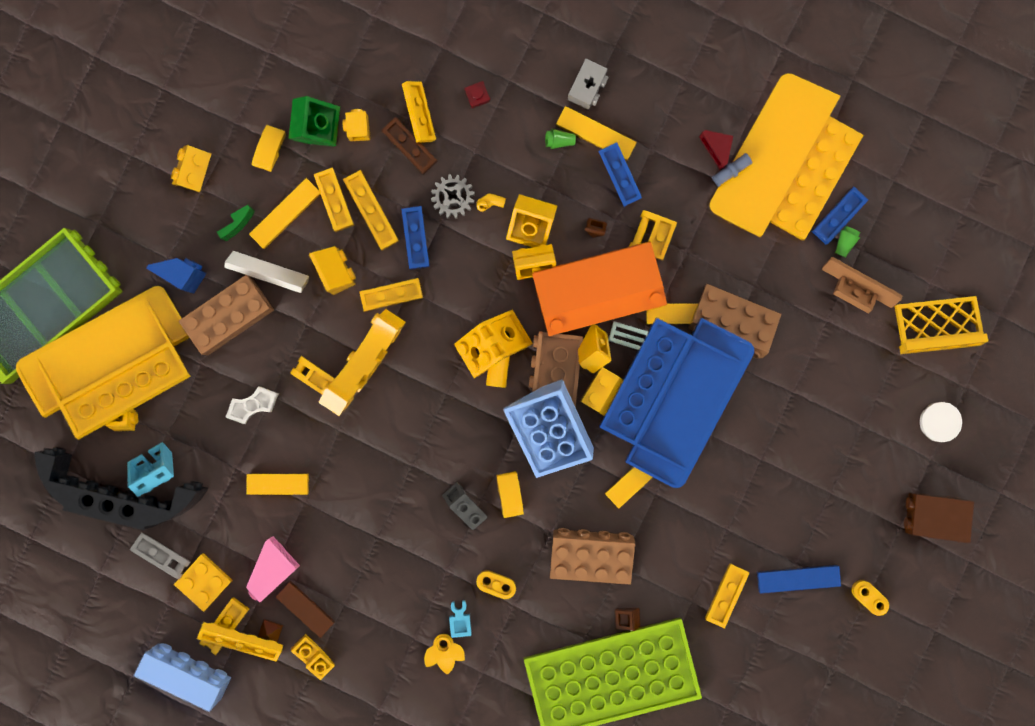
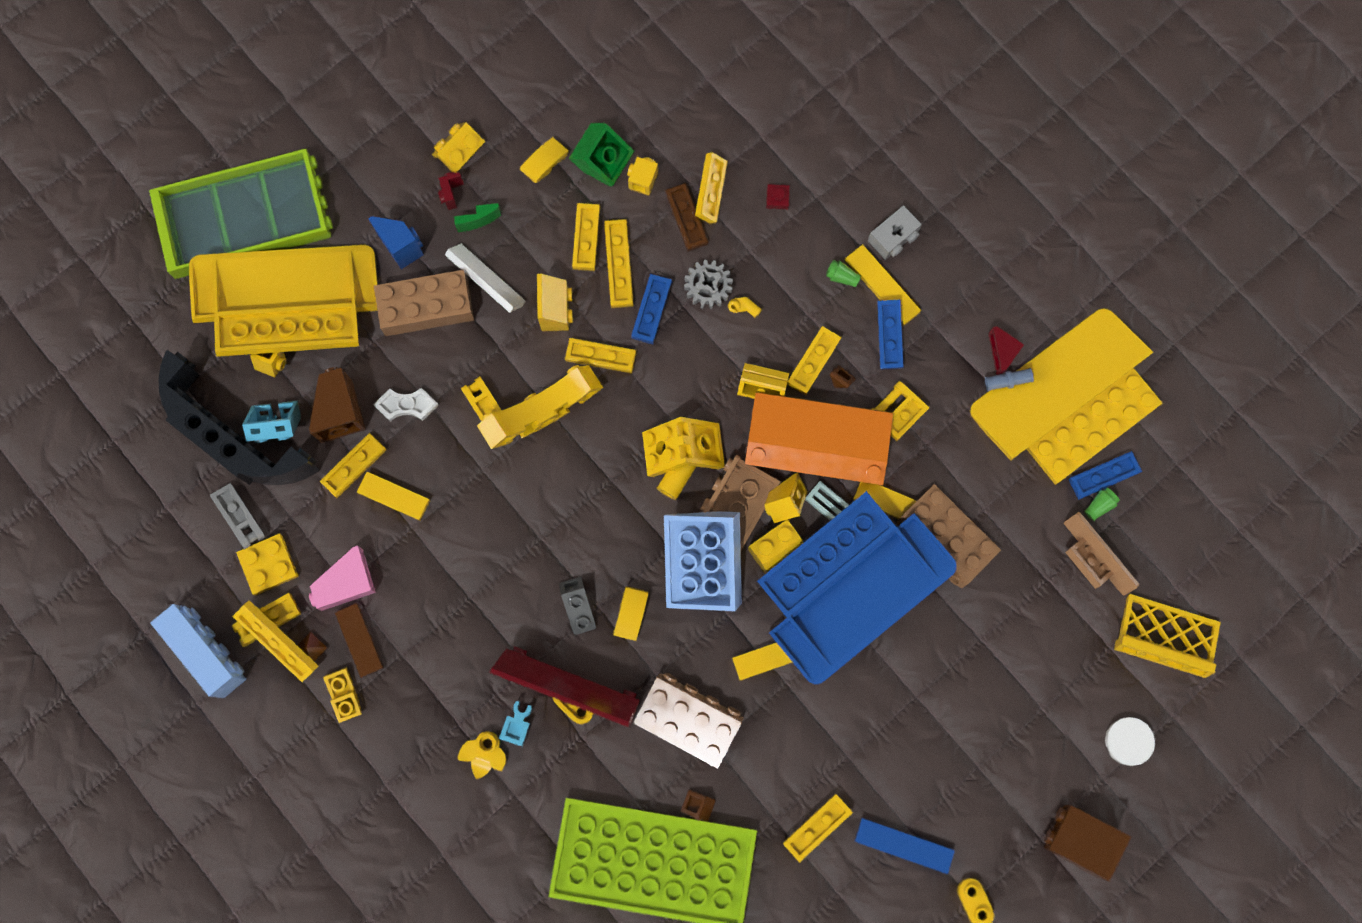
camera: 20 degrees right, 10 degrees down
(195, 434) = (335, 407): none -> reddish brown slope
(200, 212) = (447, 182): none -> dark red bracket
(233, 473) = (353, 465): none -> yellow tile
(285, 213) = (530, 230): yellow tile -> none
(486, 578) = (566, 687): none -> dark red slope
(531, 221) = (777, 342): yellow slope -> none
(567, 223) = (814, 360): none -> yellow plate

